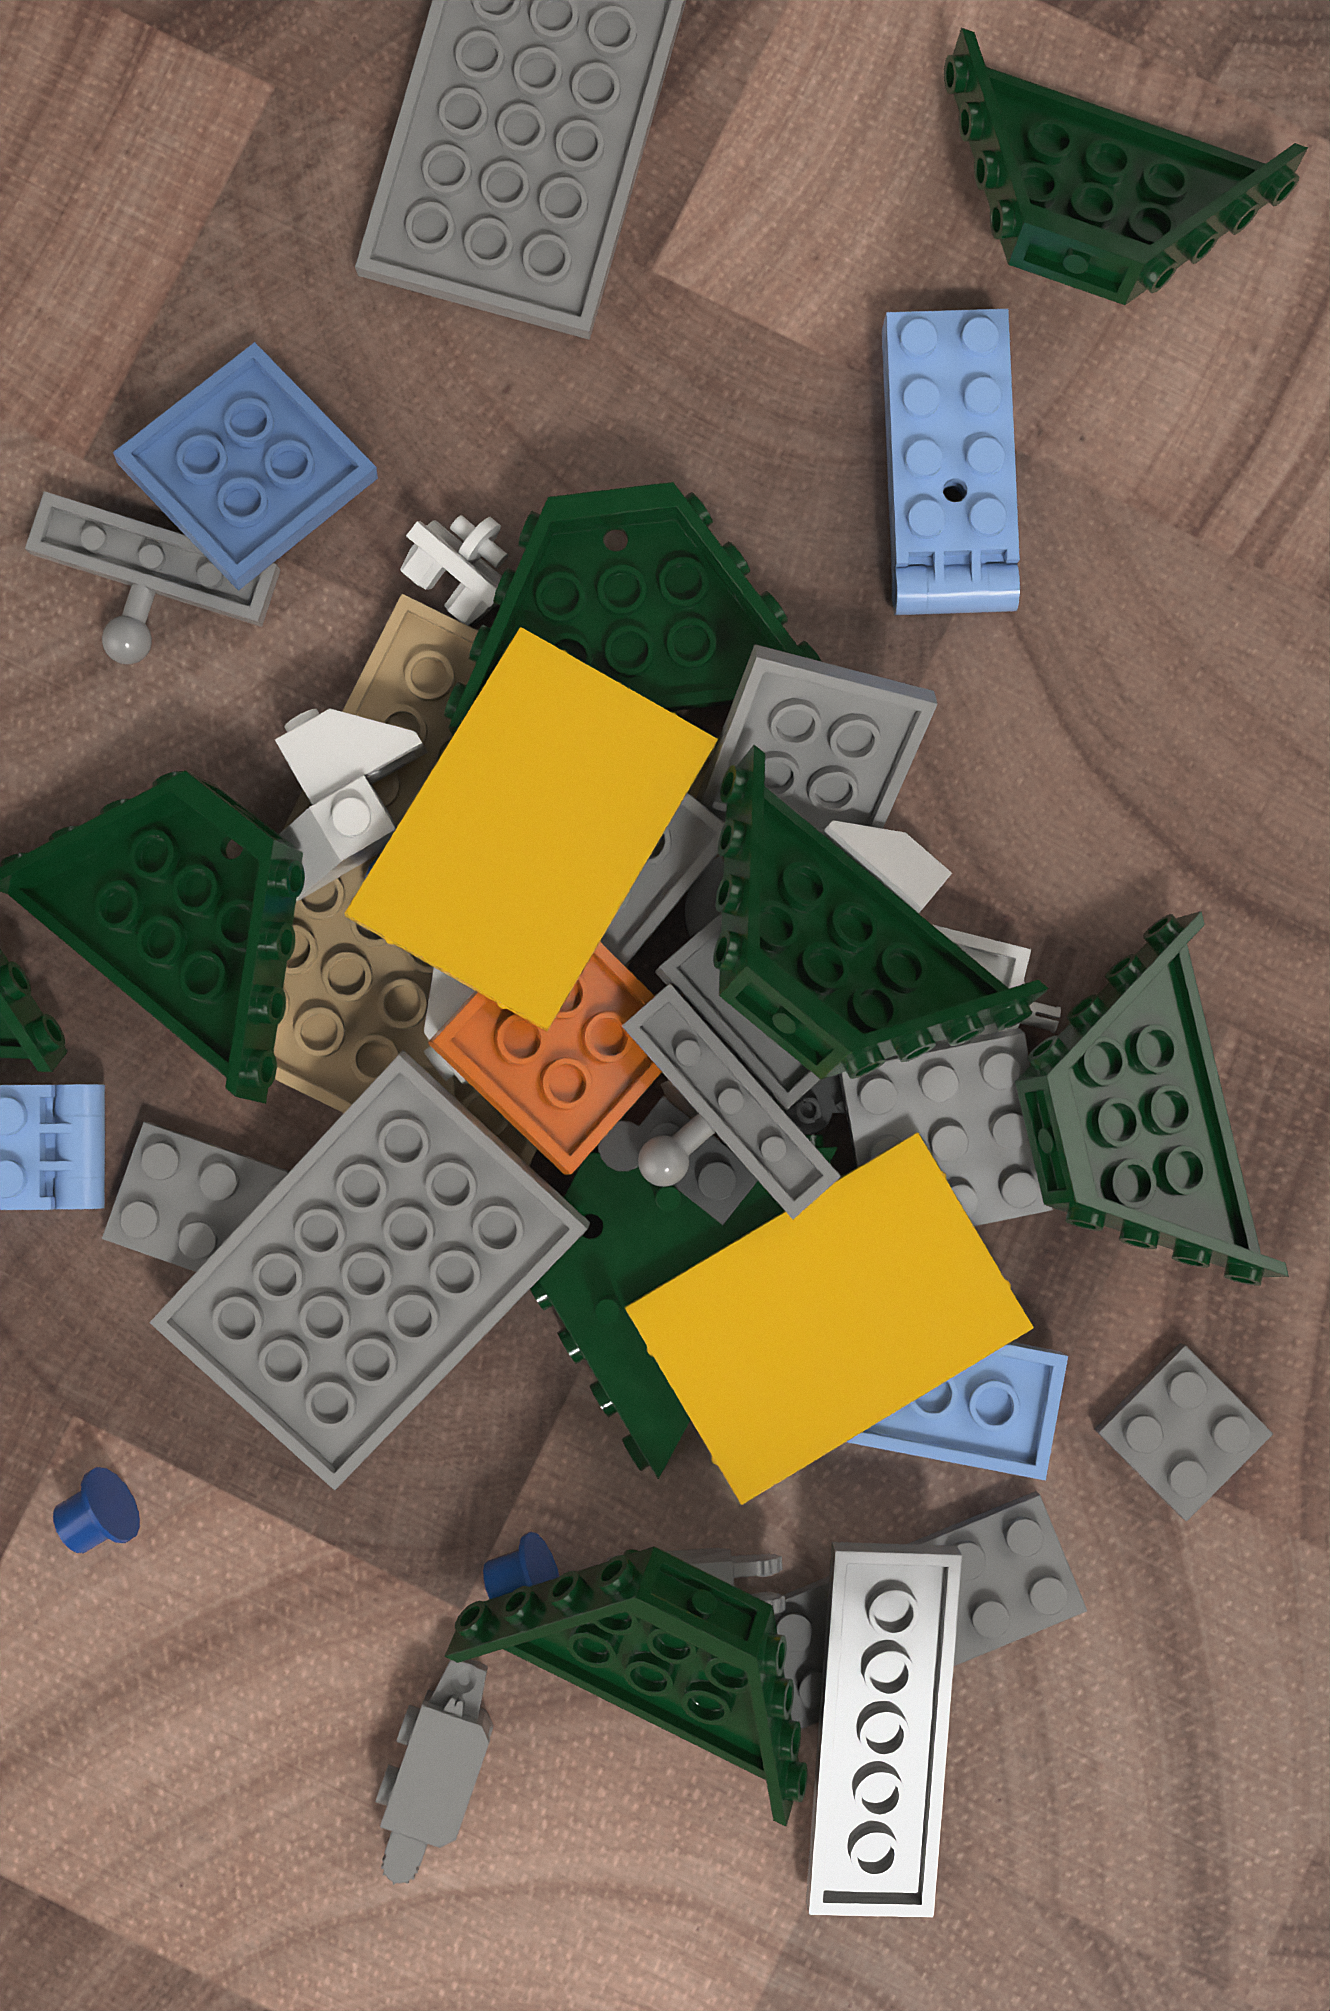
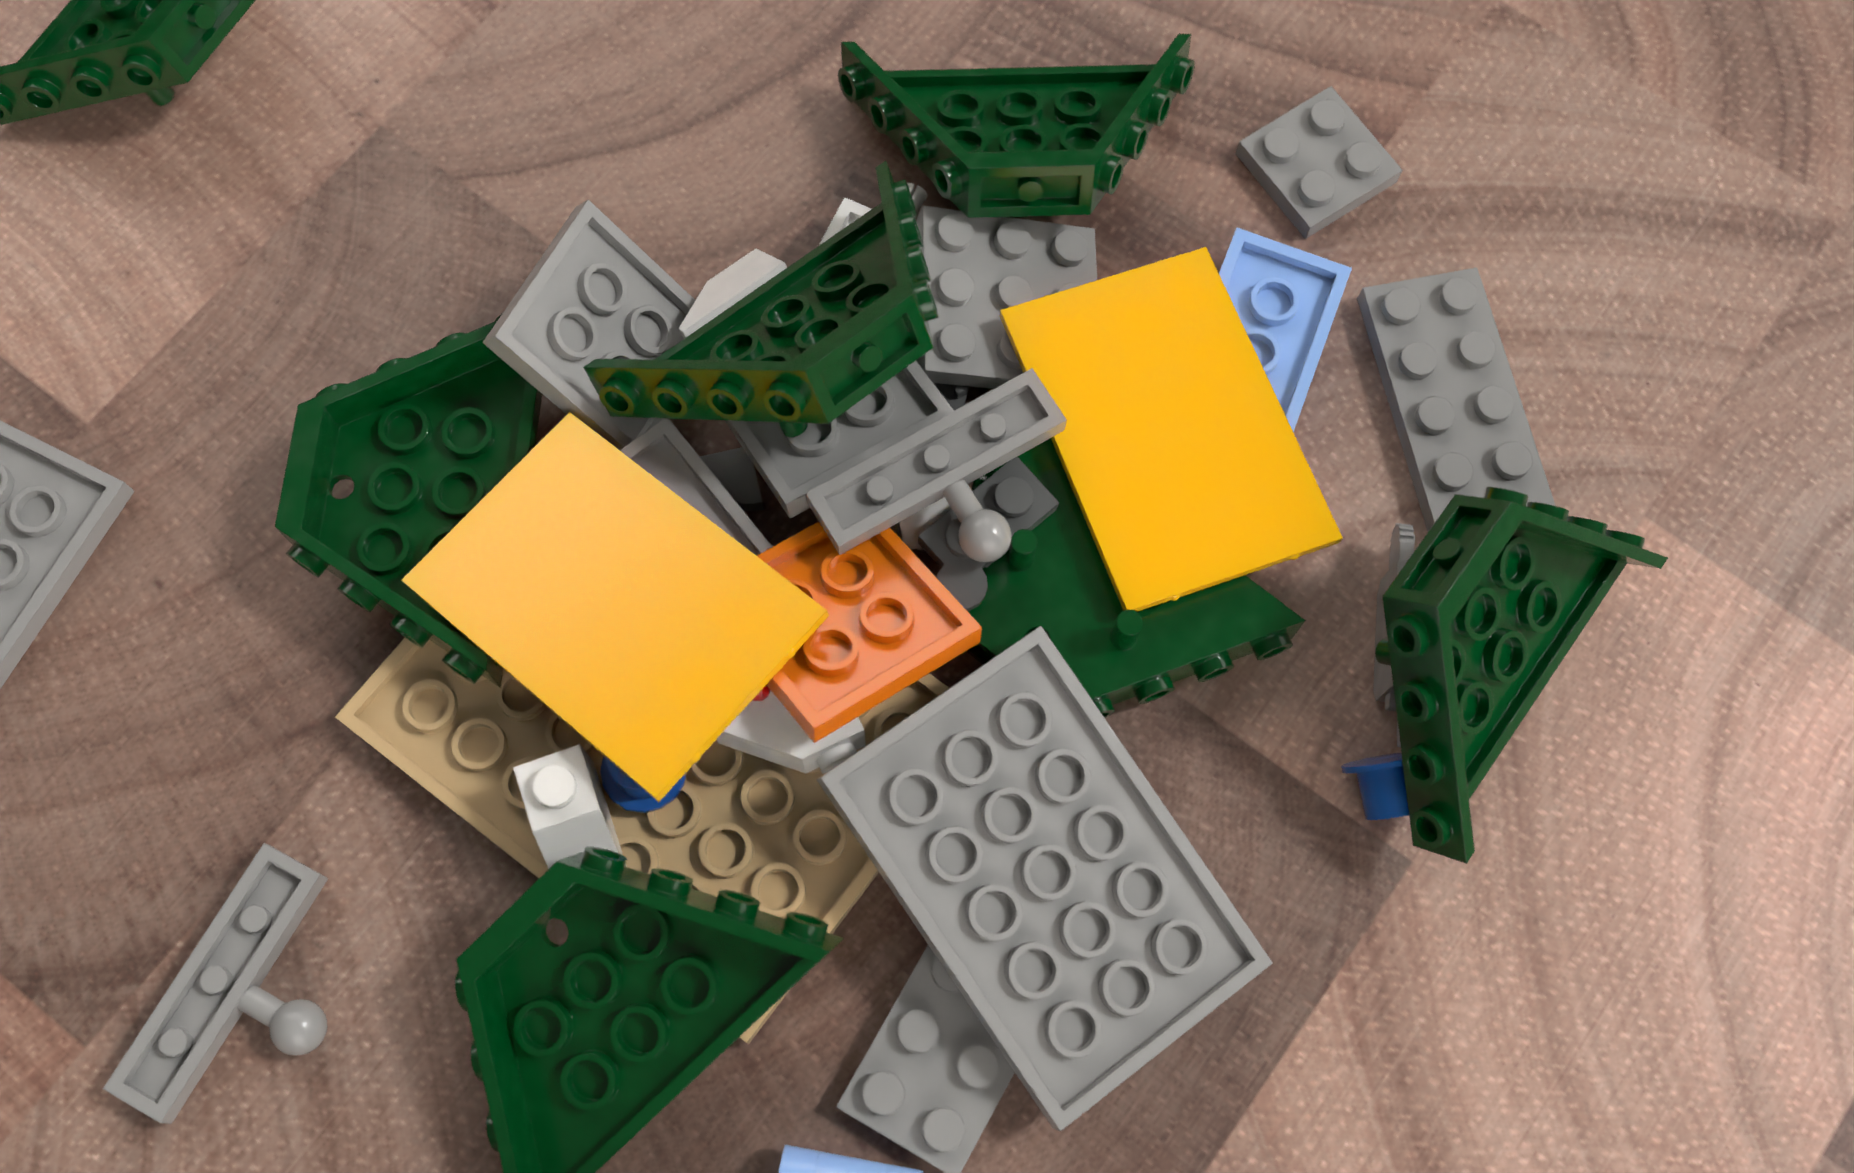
camera: 75 degrees left, 15 degrees down
(246, 465) = (146, 856): medium blue plate -> none
(341, 747) = (480, 797): white slope -> none
(438, 1770) = (1583, 910): light grey hinge -> none
(439, 551) = (301, 675): white hips -> none
(883, 1729) = (1577, 454): plate -> none
(954, 431) = (361, 184): light blue hinge -> none

